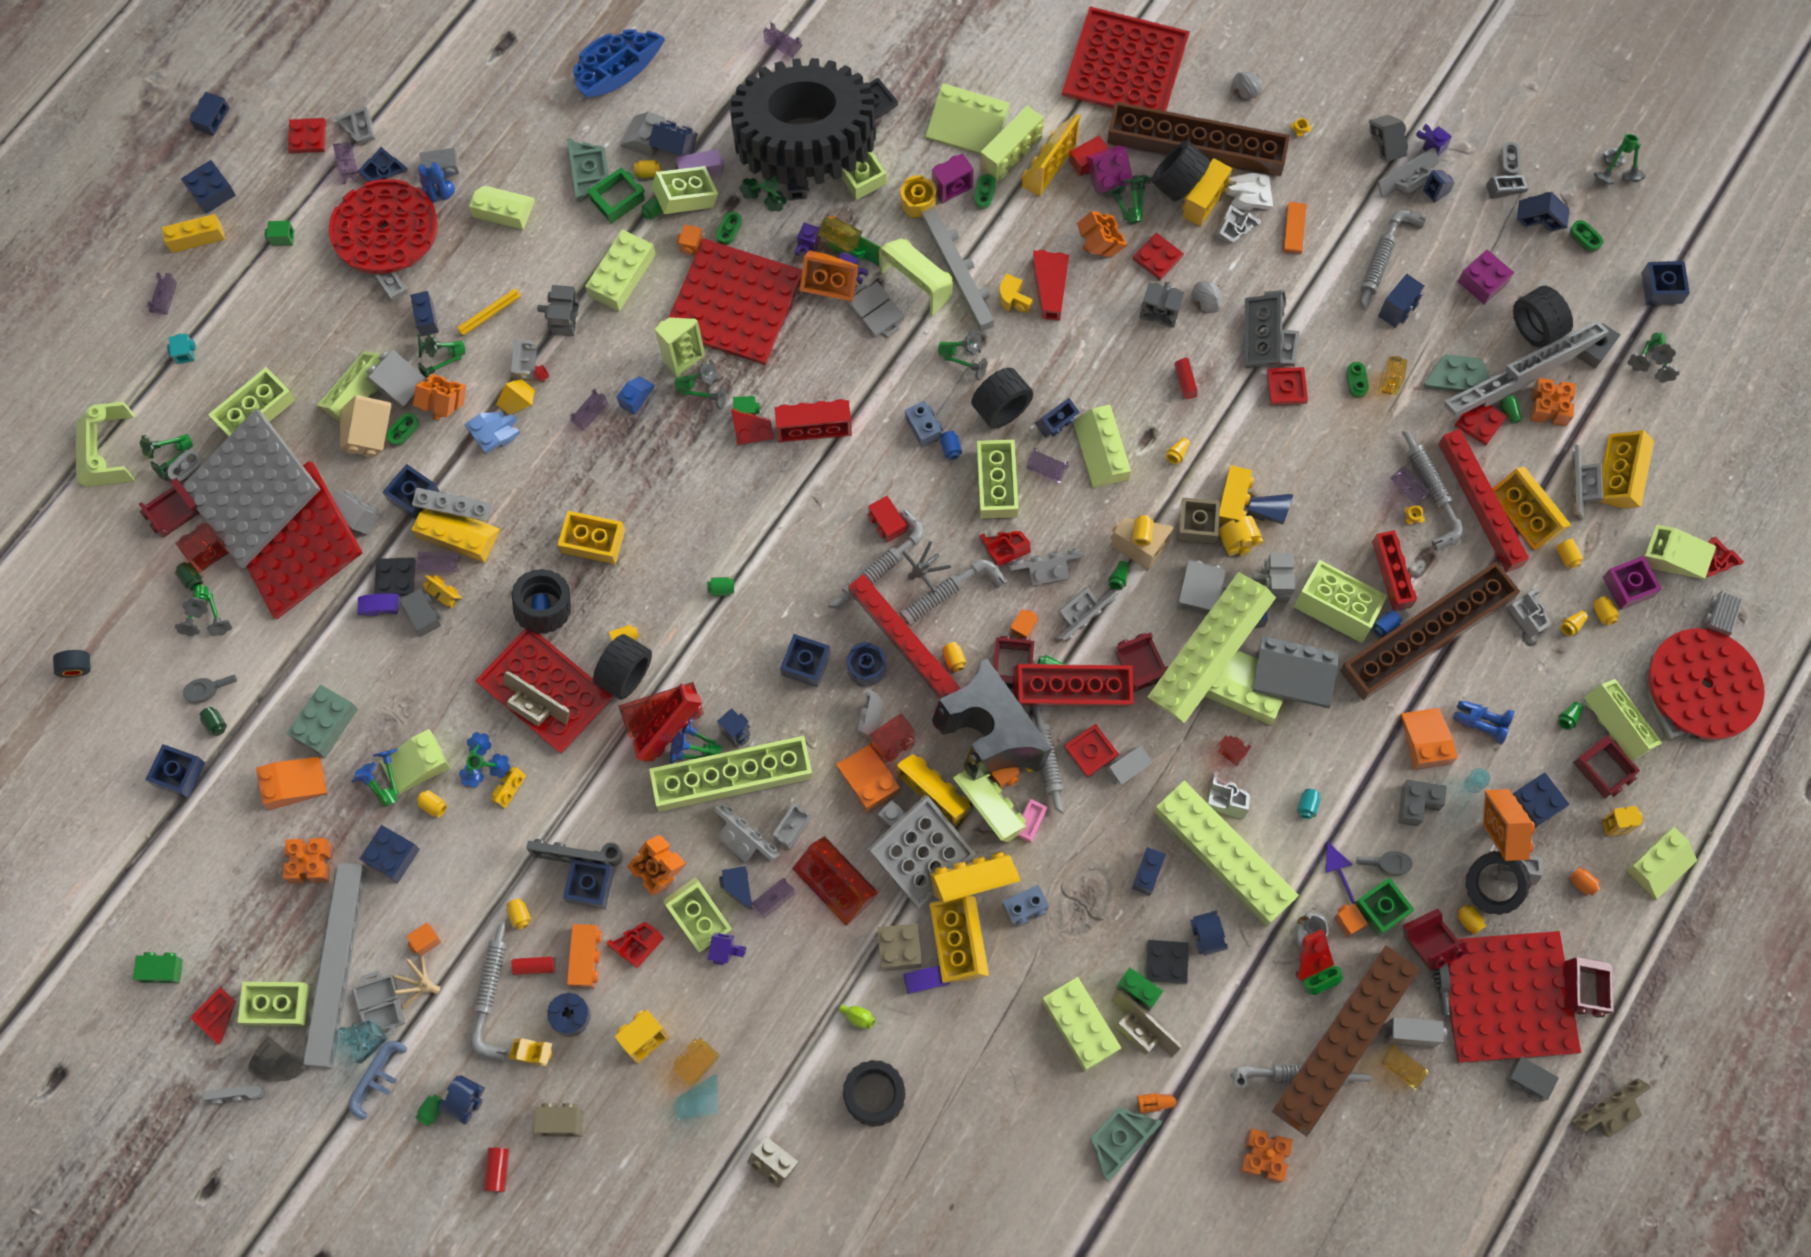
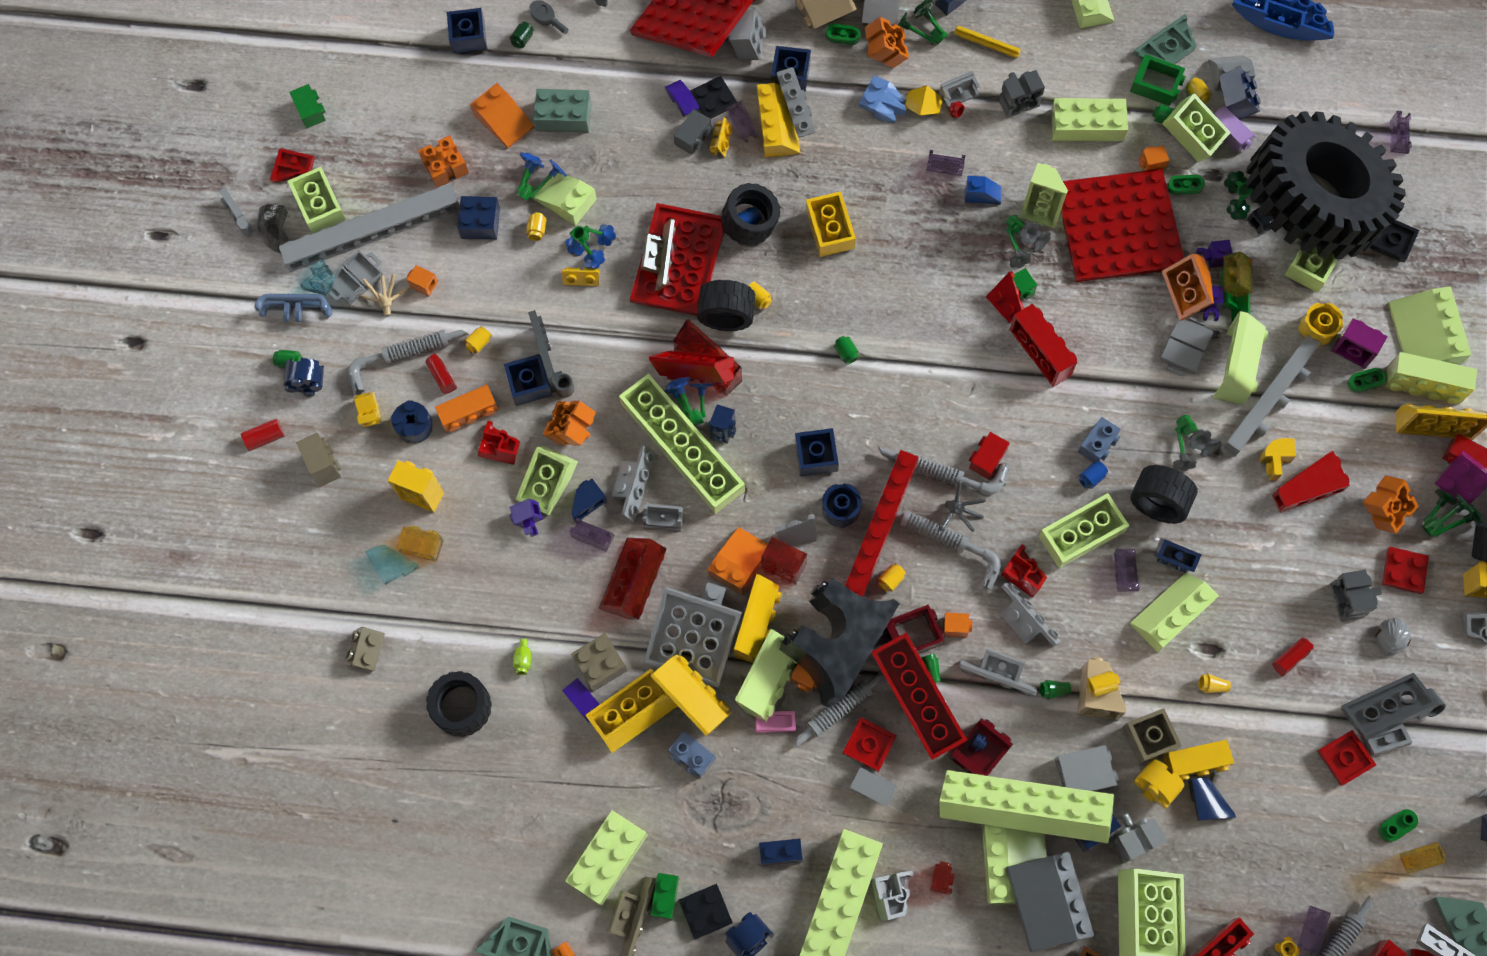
camera: 65 degrees right, 0 degrees up
(1135, 660) = (978, 743): none -> dark blue plate

